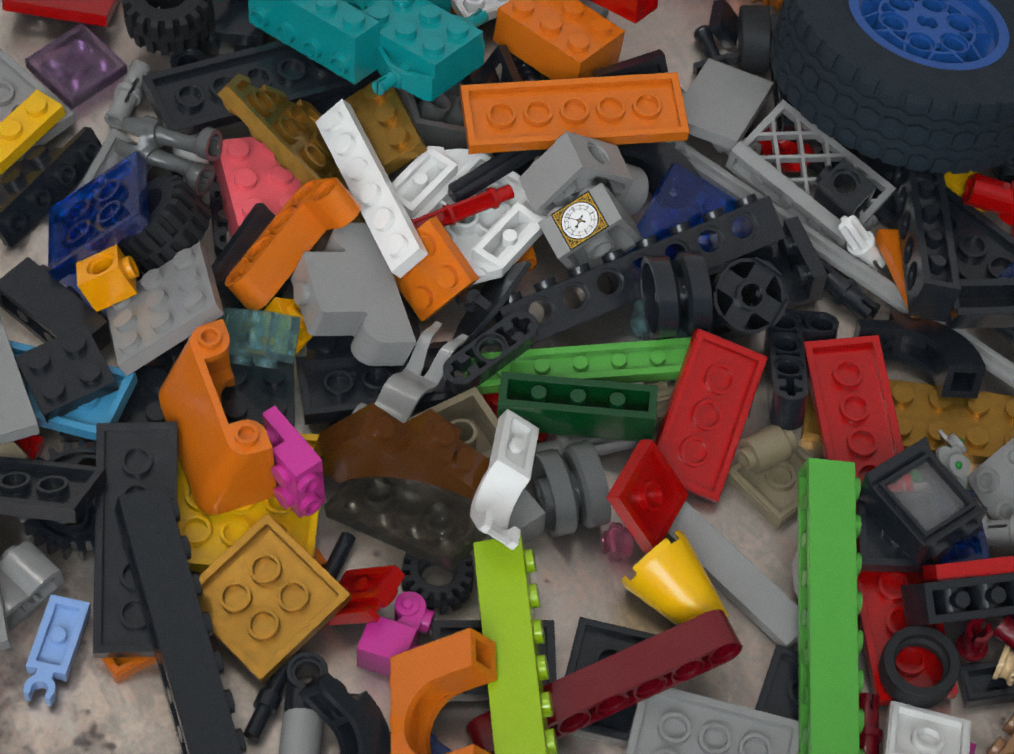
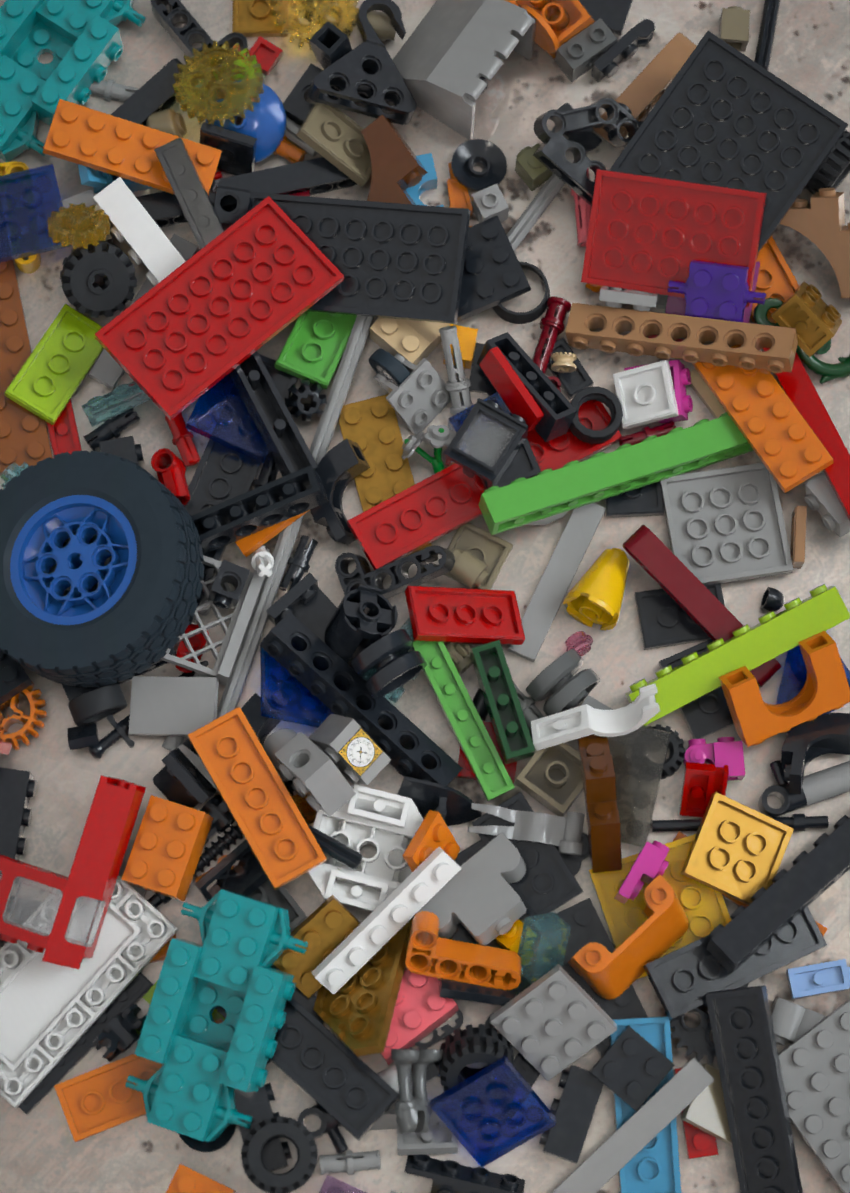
camera: 110 degrees left, 20 degrees up
(107, 277) = (548, 1087): light orange brick -> none
(458, 211) = (372, 851): red piece -> none
(497, 336) = (500, 795): black beam -> none
(647, 495) = (550, 629): red plate -> none

